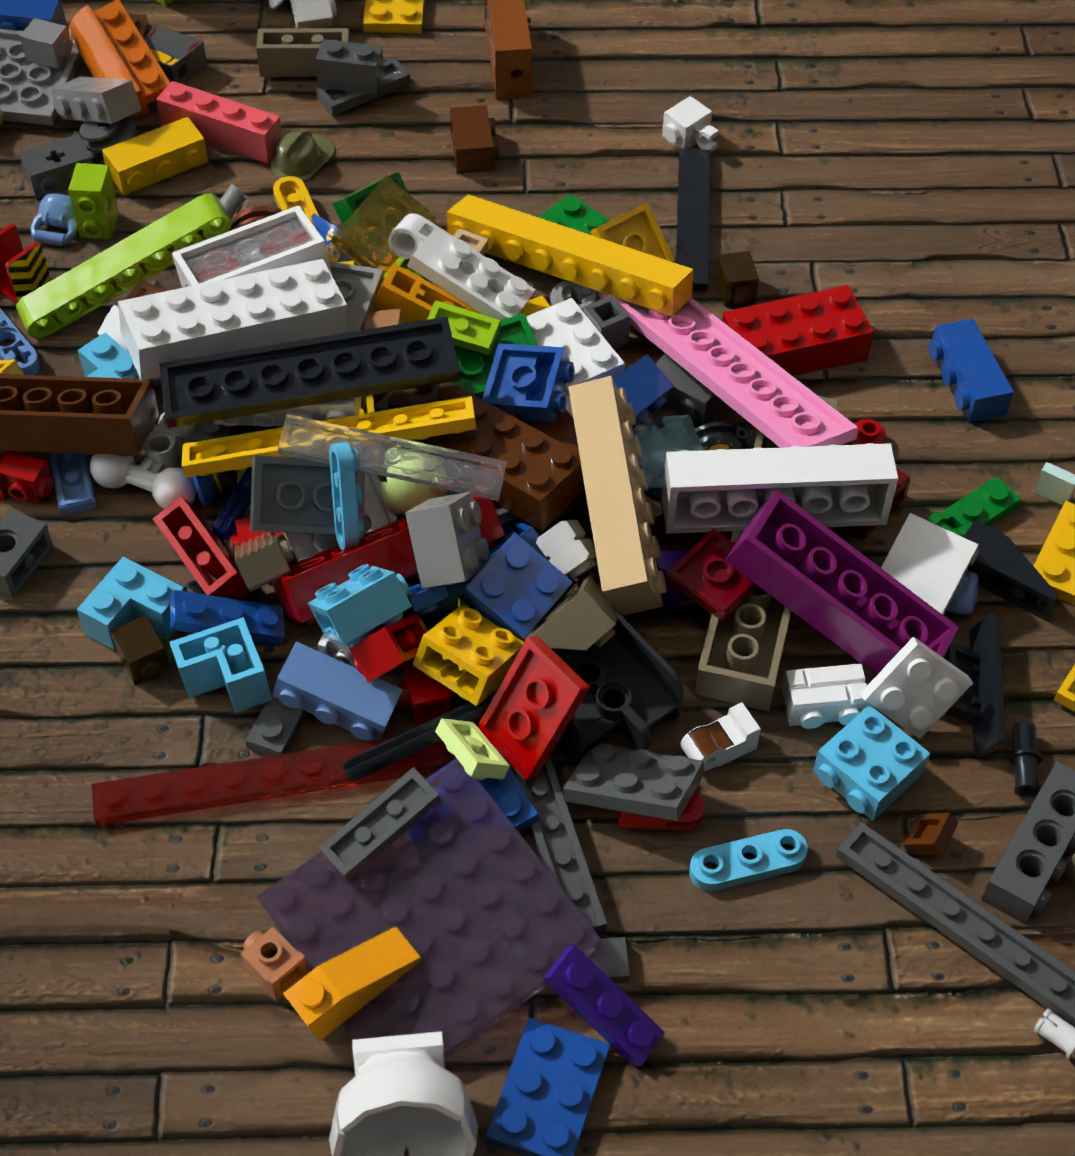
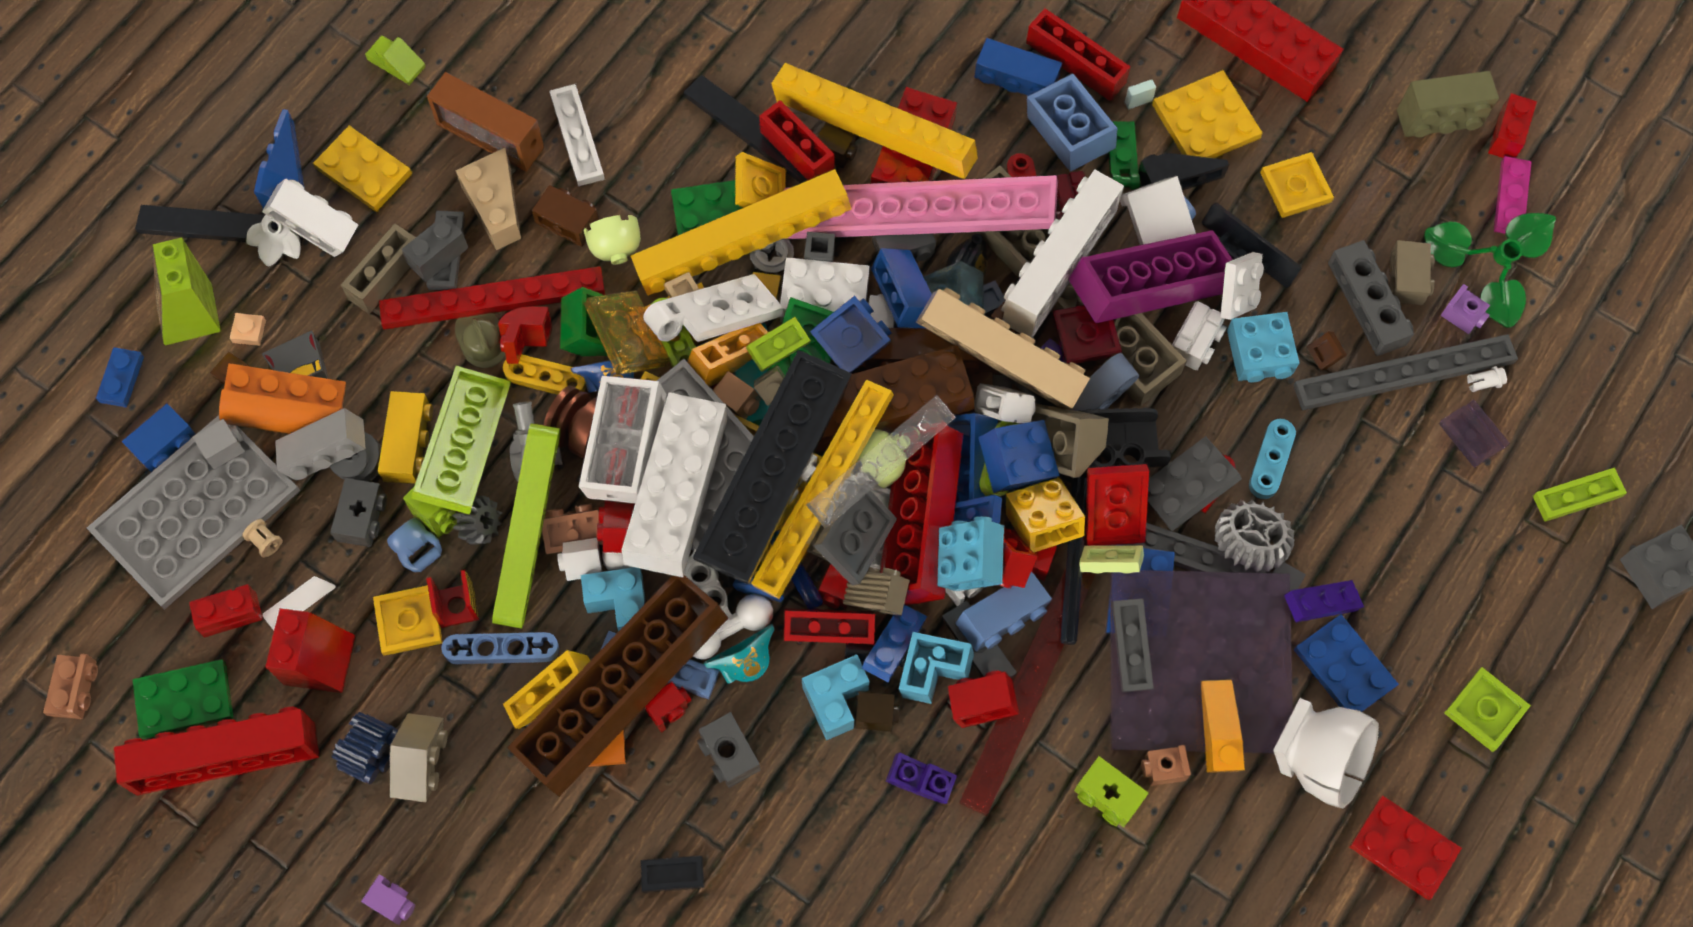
camera: 55 degrees left, 15 degrees up
(95, 736) = (920, 778): none -> dark purple slope
(97, 233) = (480, 524): none -> dark grey gear
(120, 512) = (746, 659): none -> teal hat
(168, 175) = (461, 440): none -> lime plate
(179, 16) = (247, 329): none -> light nougat plate
(204, 944) = (1098, 781): none -> lime brick
(219, 731) = (983, 699): none -> red brick
(222, 121) = (406, 371): coral brick -> none
(325, 166) = (524, 328): none -> red brick
(344, 138) = (487, 298): none -> red plate
(346, 495) = (887, 509): medium azure plate -> none
(441, 83) = (492, 196): none -> tan wedge
(447, 539) = (970, 469): light grey brick -> none
(476, 174) = (613, 238): none -> yellowish green cylinder
(560, 105) = (577, 135): none -> white plate
(647, 898) = (1251, 542): none -> light grey gear
(677, 627) = (1107, 384): none -> sand blue beam
(689, 124) = (668, 70): white brick -> none
(703, 236) = (796, 141): none -> red brick
(723, 739) = (1186, 414): white leg -> none
(779, 275) = (875, 121): none -> yellow brick
(954, 437) = (1071, 122): none -> medium blue brick
(977, 1061) = (1474, 433): none -> plate
(1025, 759) = (1310, 263): black axle -> none
(1039, 402) = (1078, 54): none -> red brick

